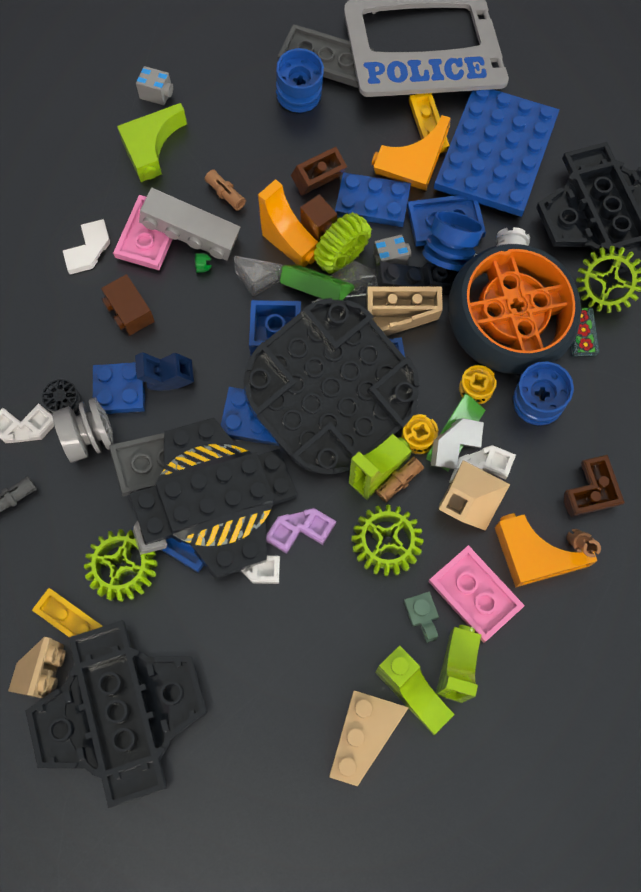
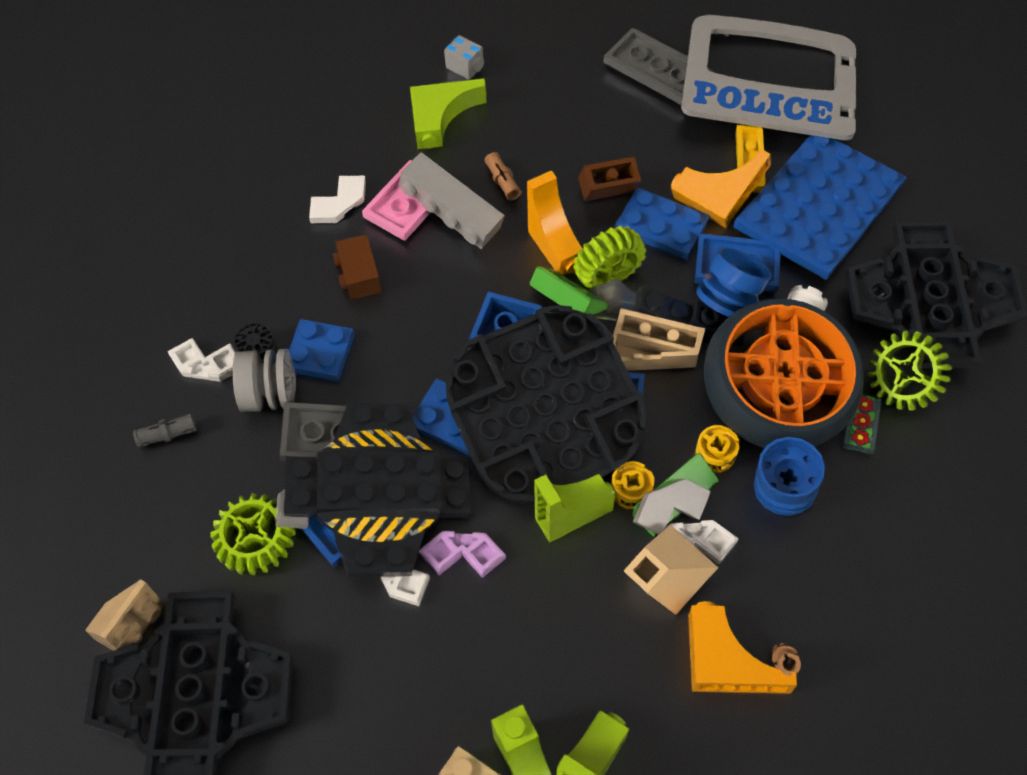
camera: 20 degrees right, 10 degrees down
(64, 614) = (173, 568): yellow plate -> none
(165, 373) = (371, 346): dark blue brick -> none
(200, 262) = (450, 244): green hinge -> none
(257, 274) = (508, 269): clear slope -> none
(299, 80) = (618, 83): blue wheel -> none
(317, 217) = (589, 221): reddish brown brick -> none
(392, 250) = (665, 279): light grey brick -> none
(399, 479) = (592, 528): medium nougat pin -> none
(400, 522) = (574, 575): lime gear -> none
(422, 612) = (571, 686): sand green plate -> none
(476, 593) = (641, 683): bright pink plate -> none
(600, 492) = (827, 609): reddish brown brick -> none

